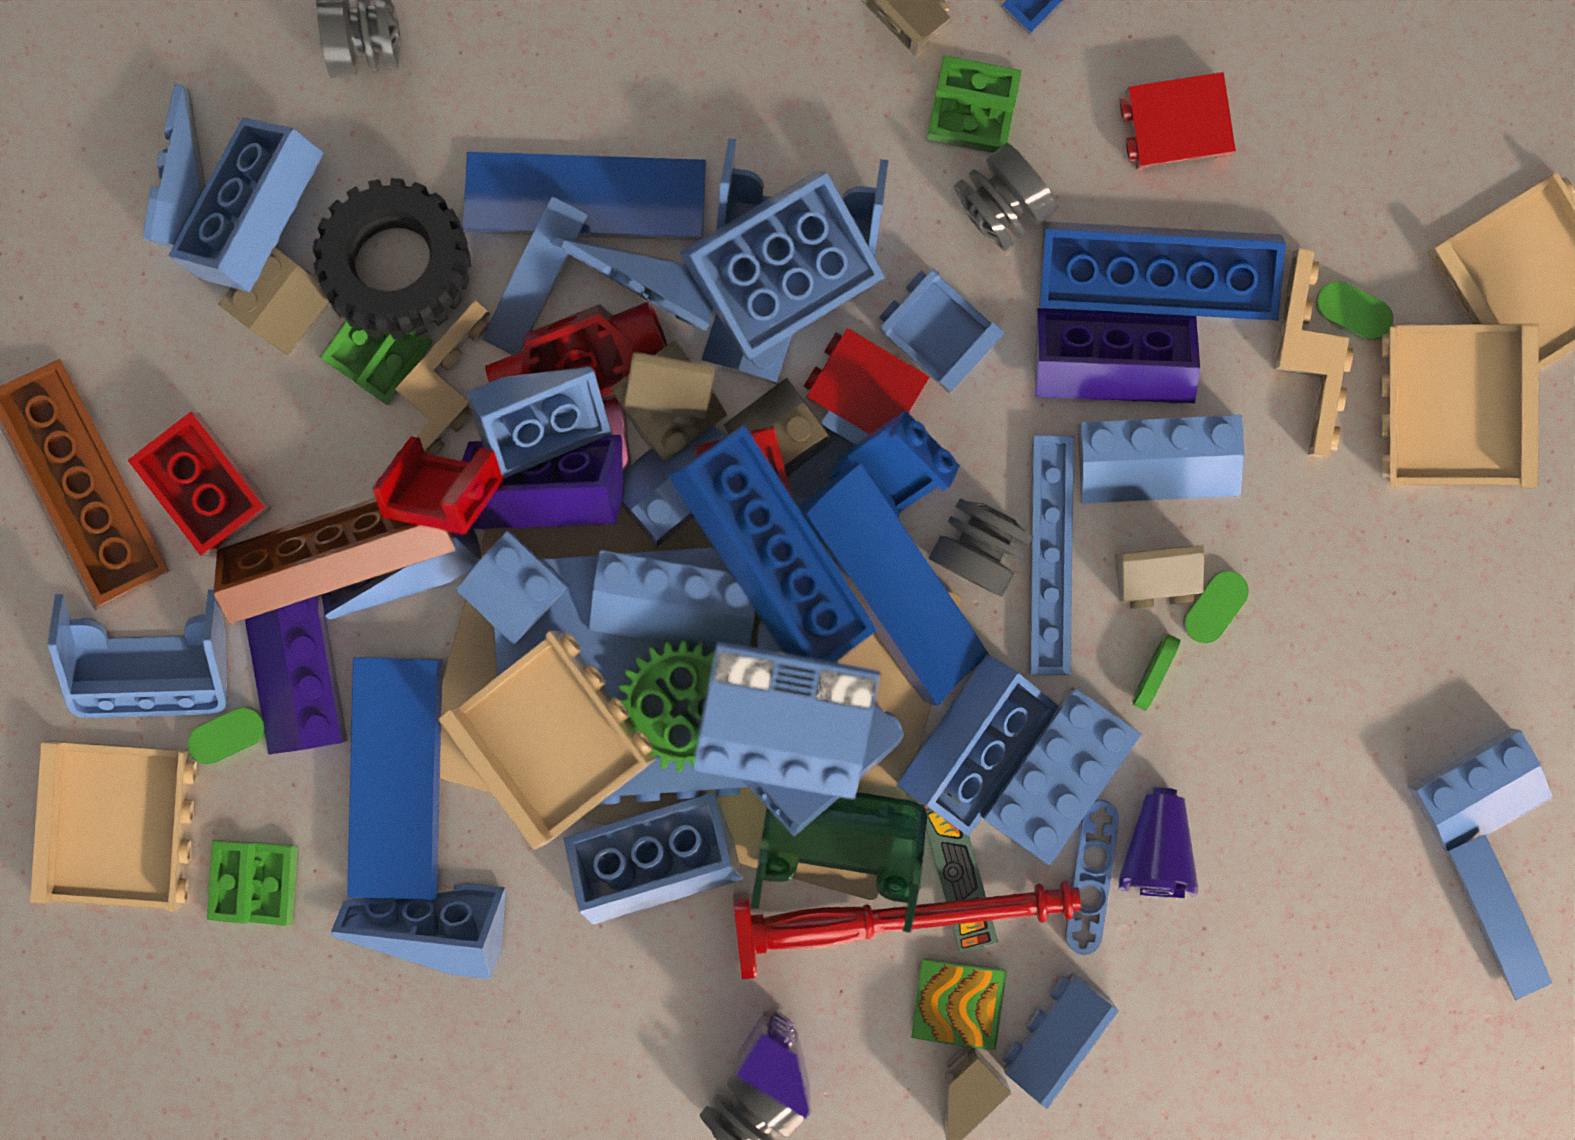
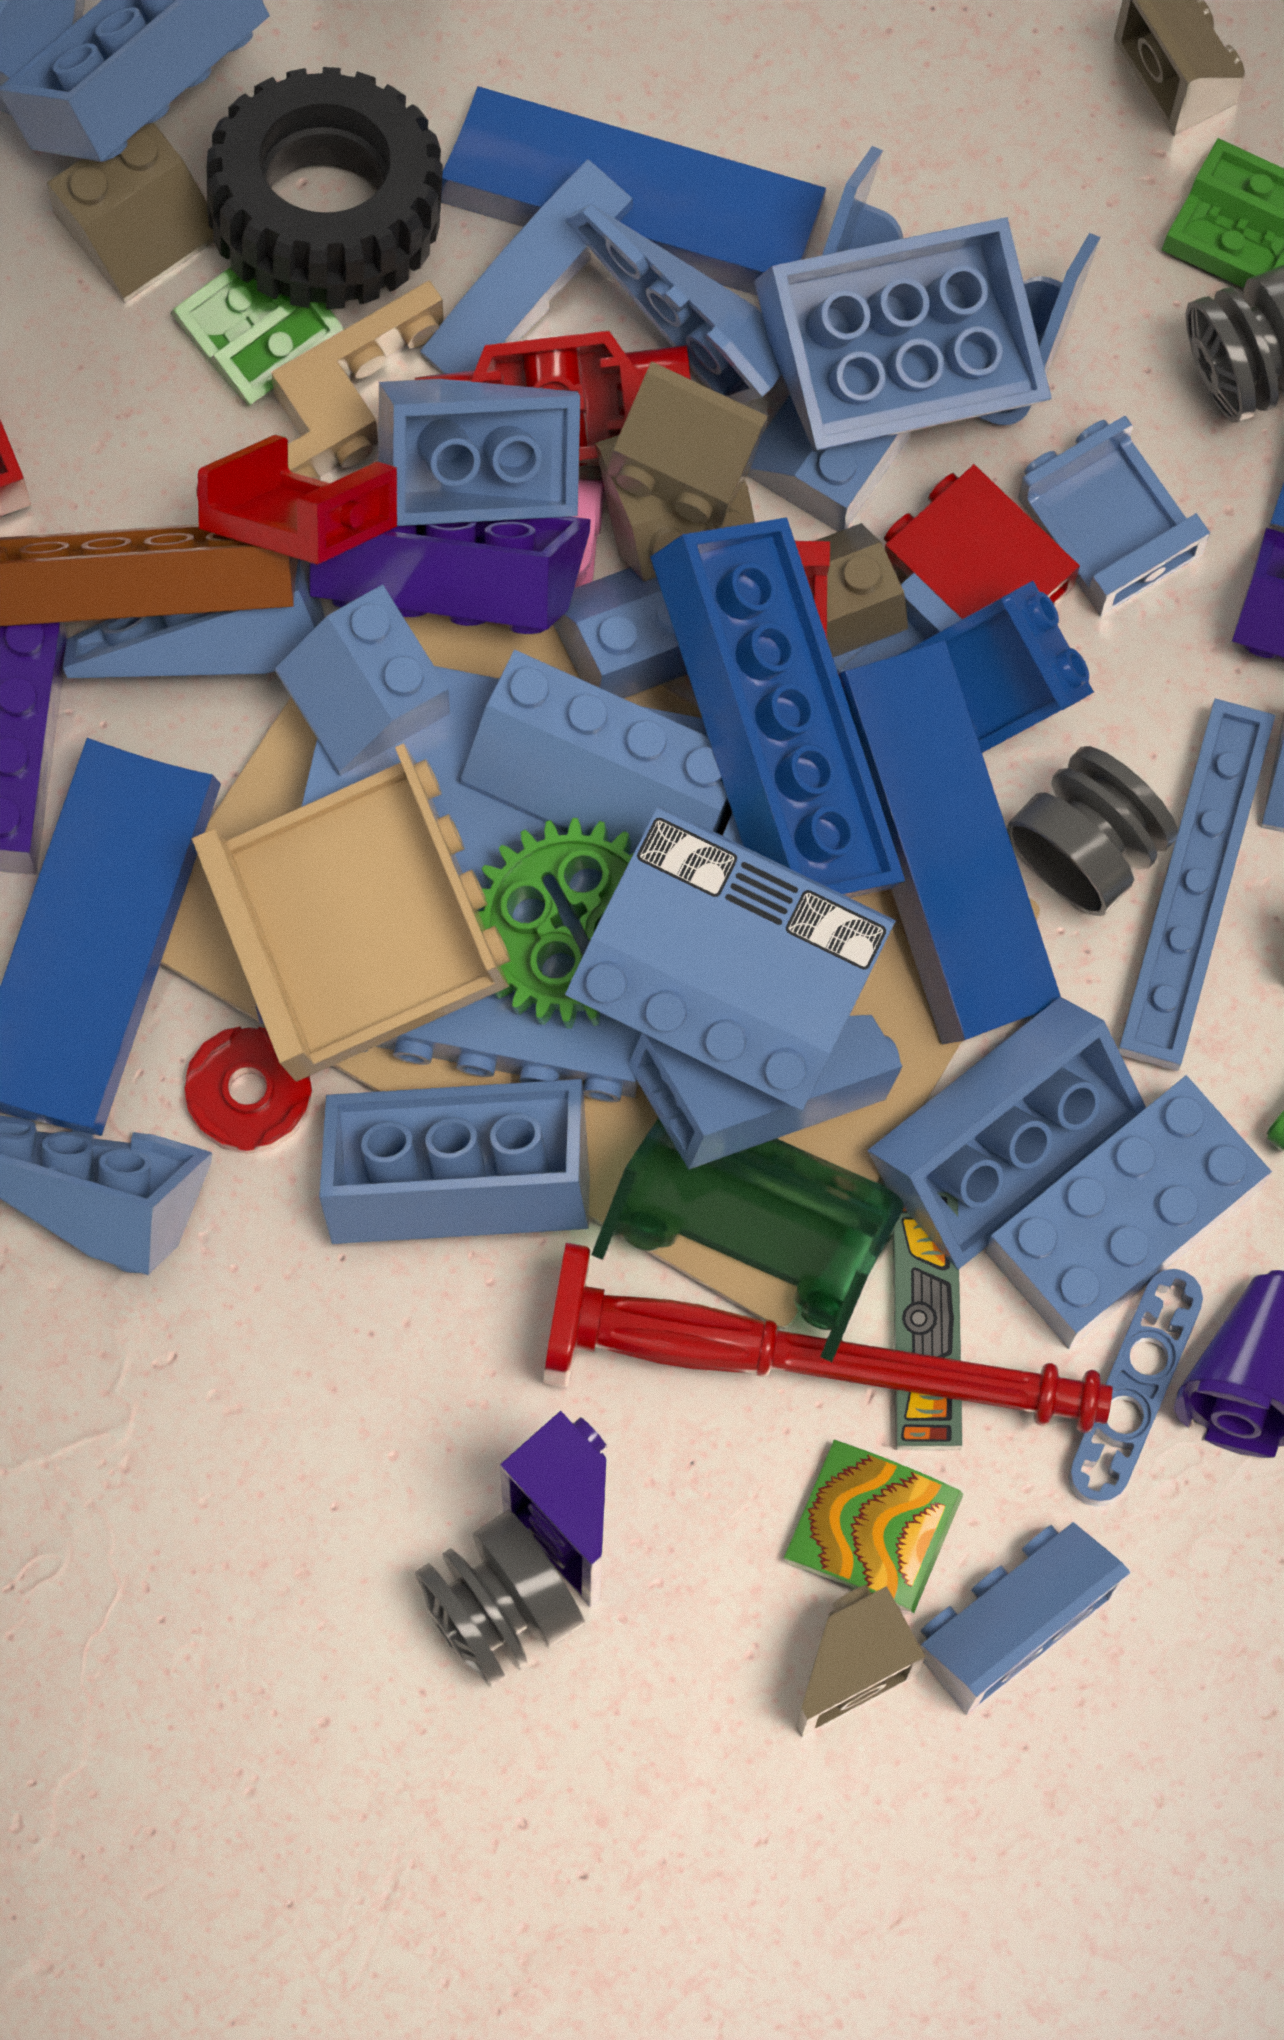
camera: 15 degrees right, 15 degrees down
(499, 859) = (238, 1125): none -> red tile

